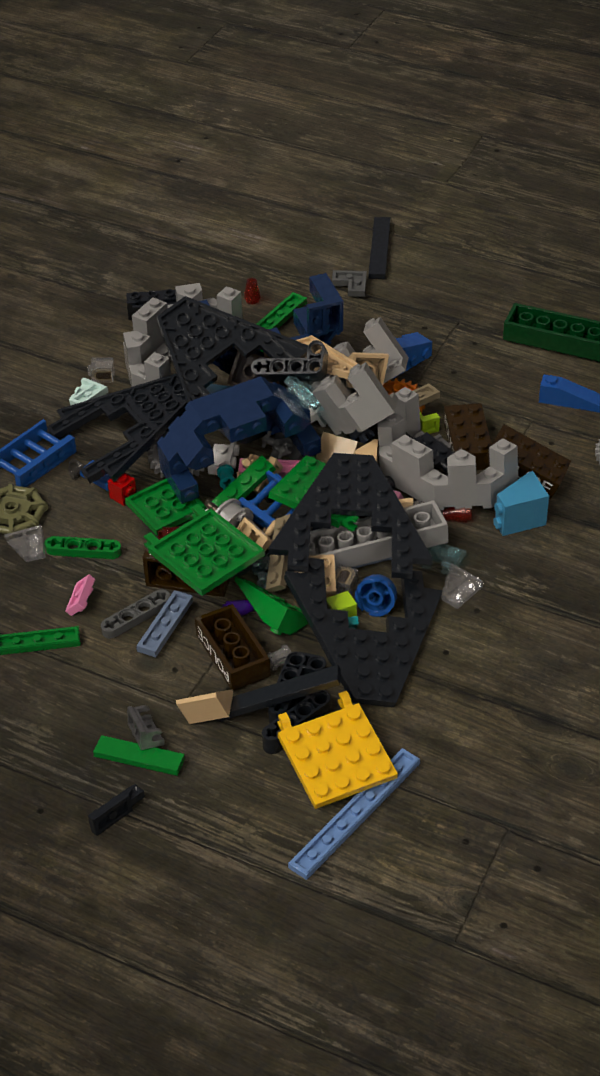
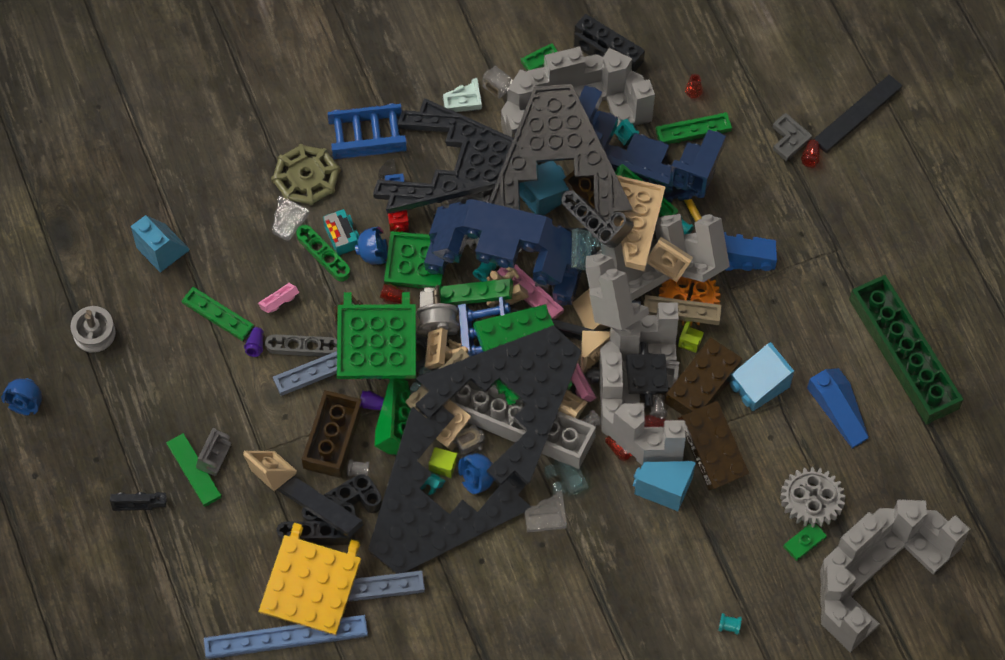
camera: 40 degrees right, 20 degrees up
(83, 523) = (340, 231): none -> brick
(94, 637) = (254, 344): none -> dark purple cone
(115, 344) = (536, 59): none -> green plate
(121, 514) = (372, 246): none -> blue cylinder
(378, 282) = (810, 156): none -> clear red cone
(399, 713) = (387, 586): none -> sand blue plate
(506, 404) = (762, 377): none -> slope

